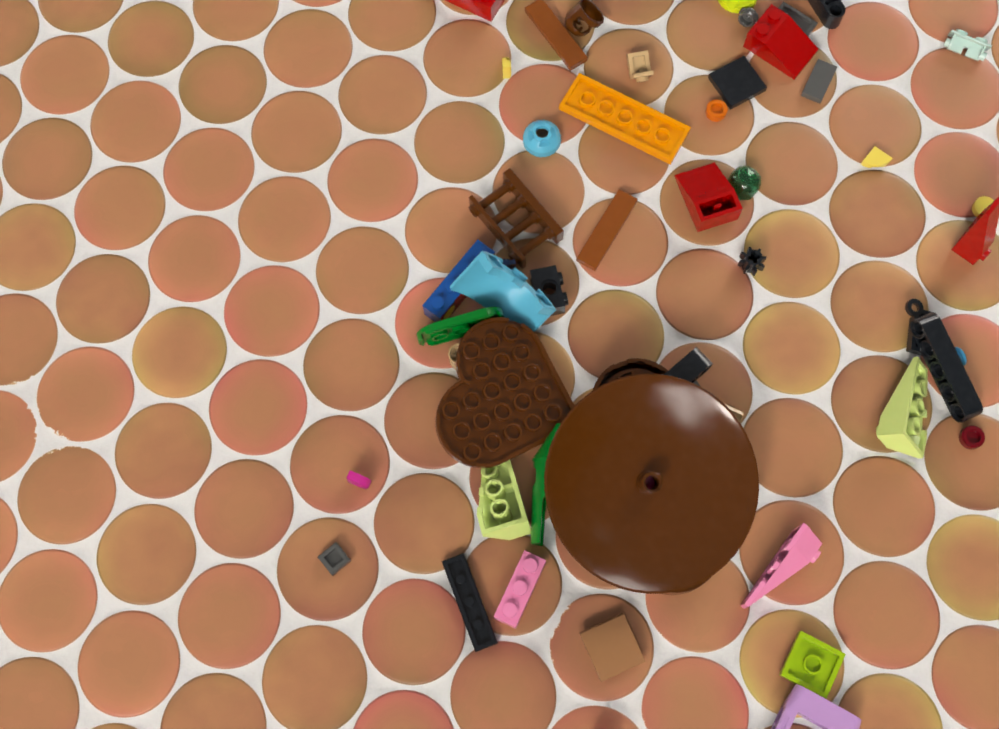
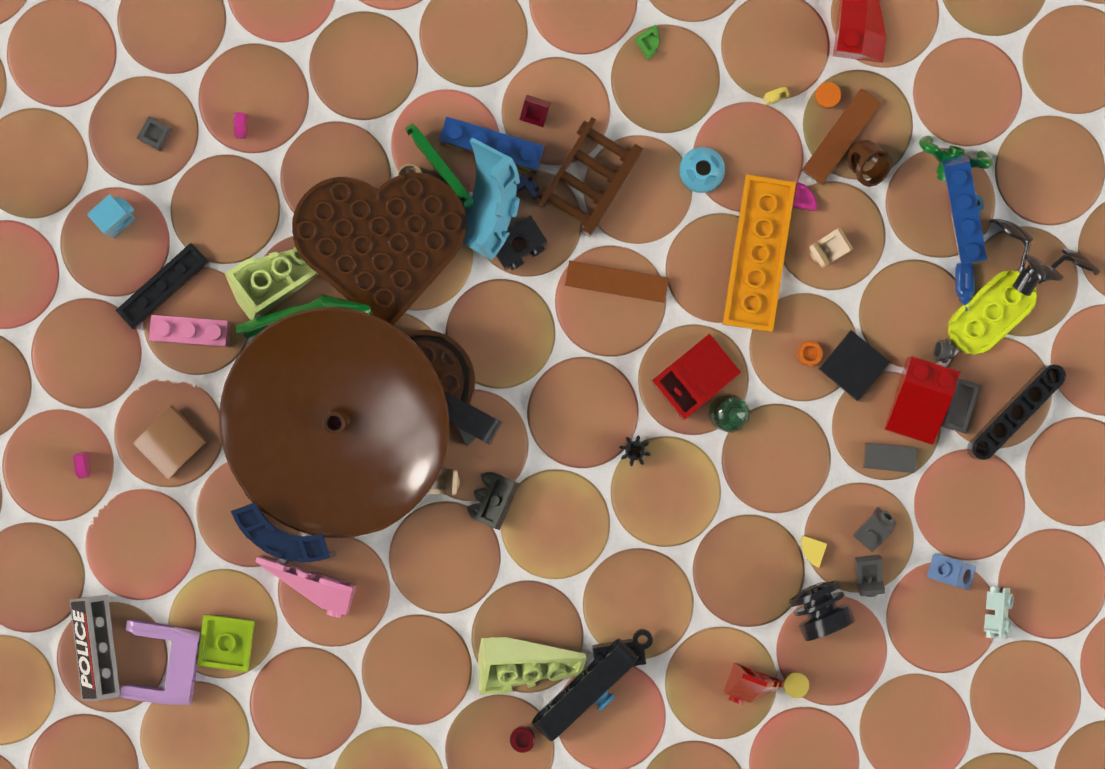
camera: 60 degrees right, 15 degrees up
(391, 618) = (112, 215): none -> medium azure brick
(426, 143) = (648, 42): none -> bright green tile
(445, 241) = (535, 111): none -> dark red plate
(520, 32) = (827, 95): none -> orange tile
(595, 73) = (804, 198): none -> dark pink tile
(741, 575) = (277, 542): none -> dark blue panel
(756, 385) = (494, 500): none -> pearl dark grey plate
(874, 107) = (875, 529): none -> dark grey bracket
(911, 124) = (869, 575): none -> dark grey bracket
(922, 68) = (951, 571): none -> medium blue bracket
(932, 162) = (821, 610): none -> black wheel

